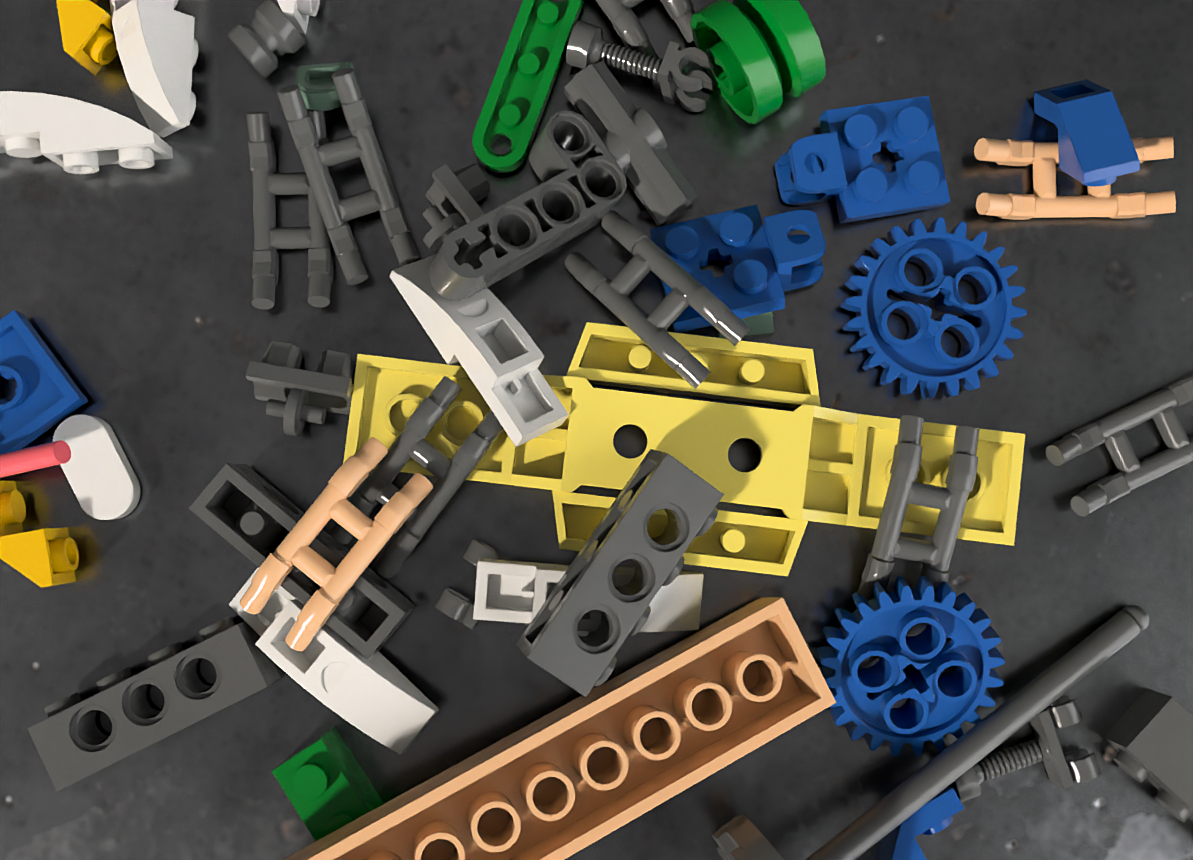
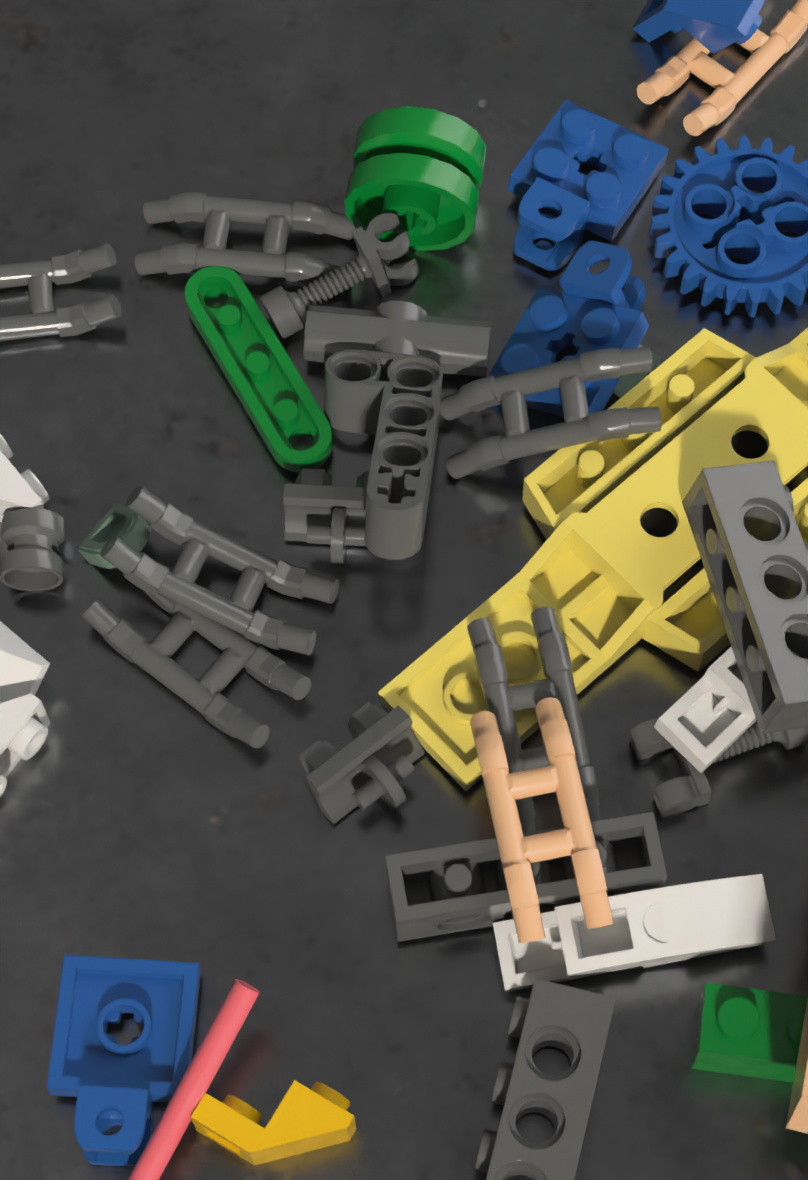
camera: 40 degrees left, 20 degrees down
(98, 468) = (285, 1016): white tile -> none
(491, 350) = (467, 563): white slope -> none

